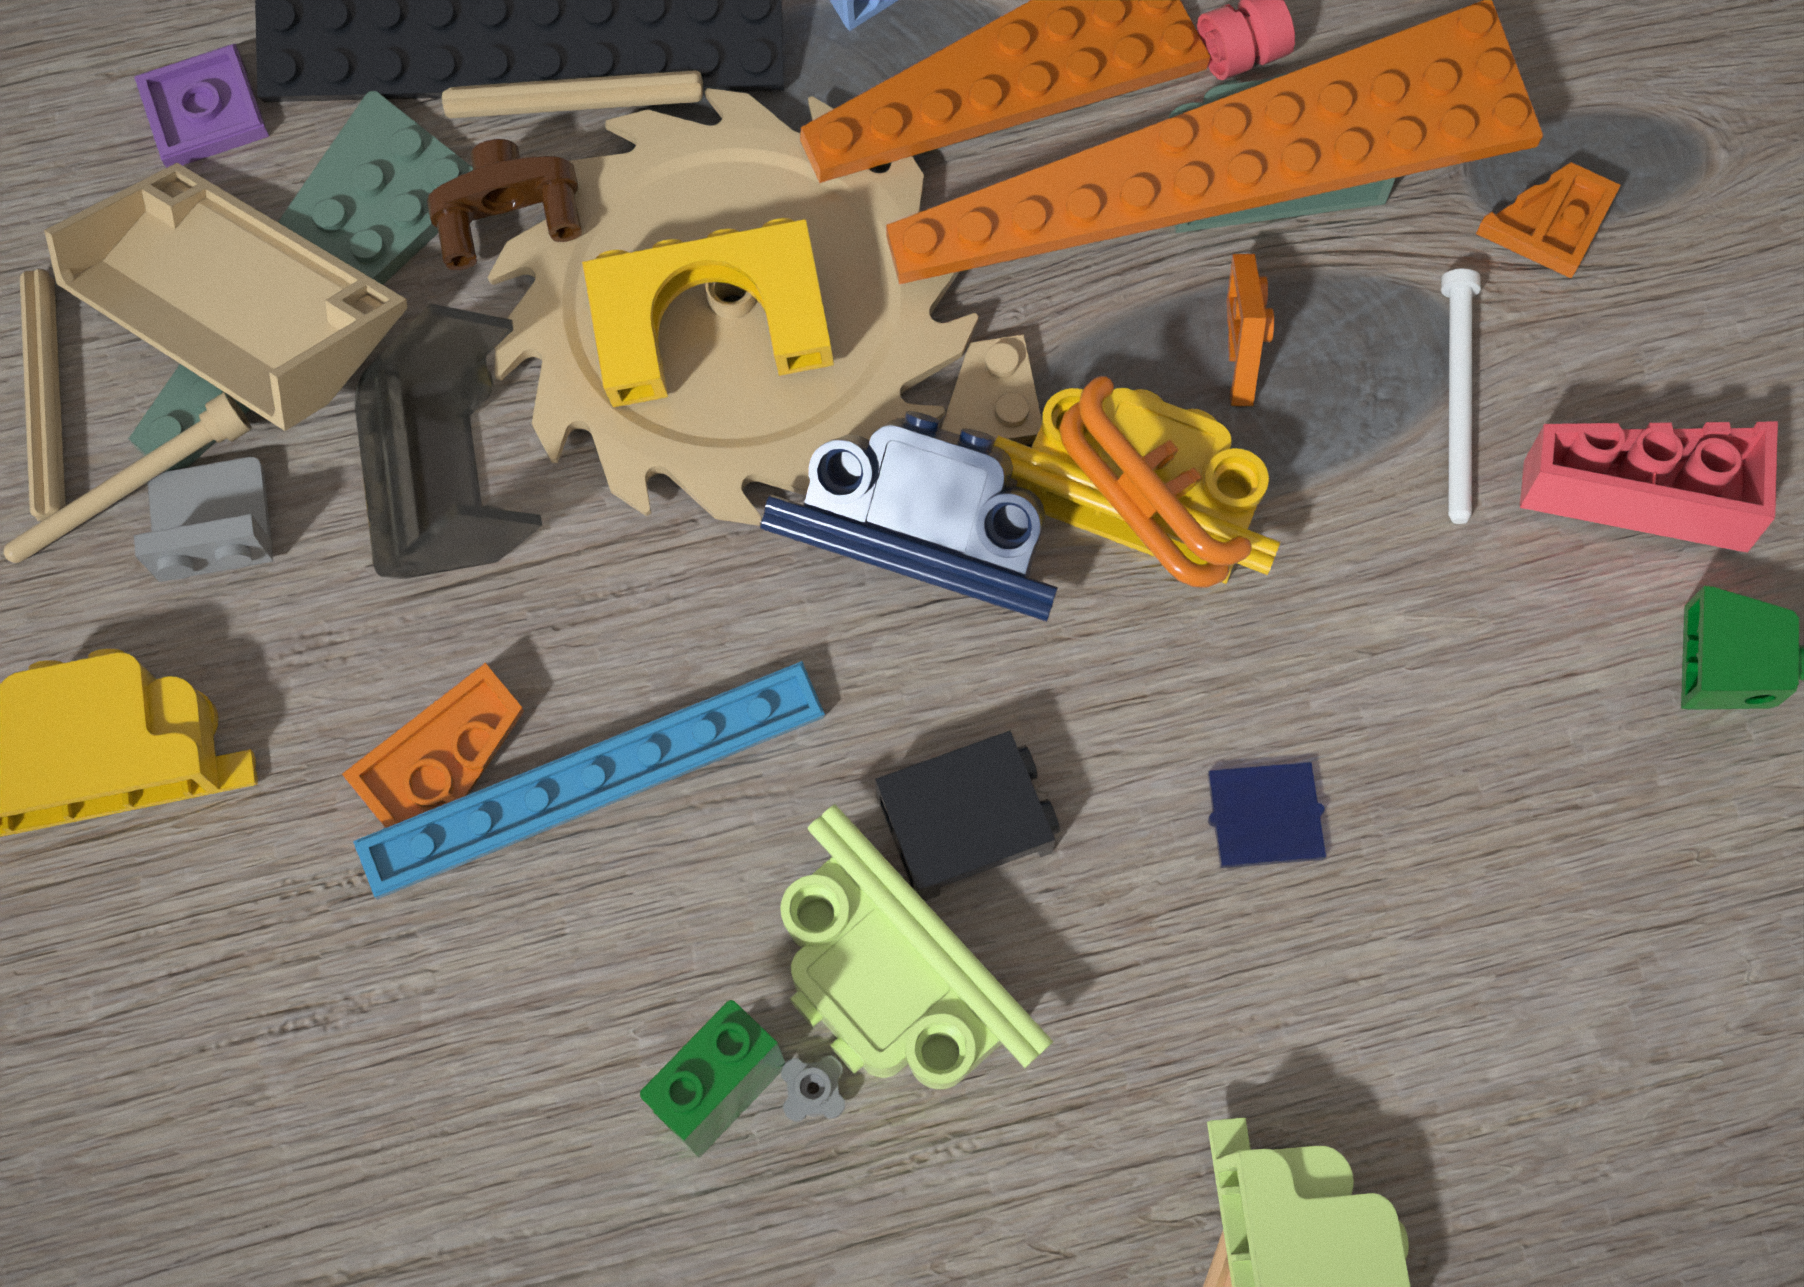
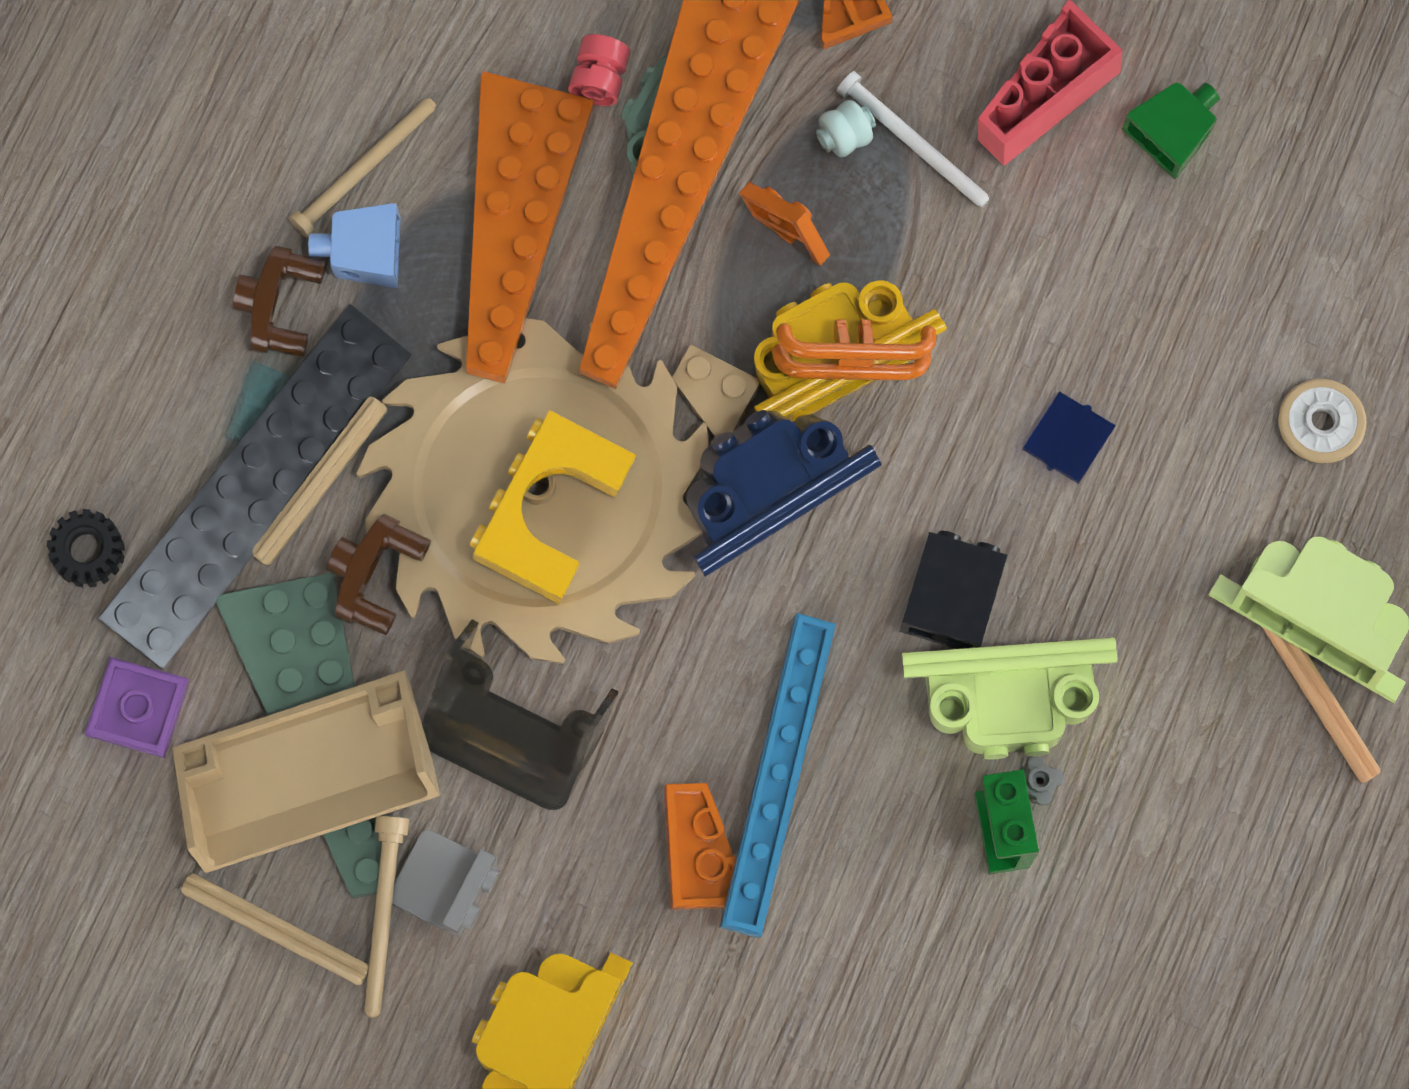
camera: 55 degrees left, 5 degrees up
(1407, 311) = (846, 128): none -> light aqua piece
(1513, 1123) = (1316, 444): none -> wheel

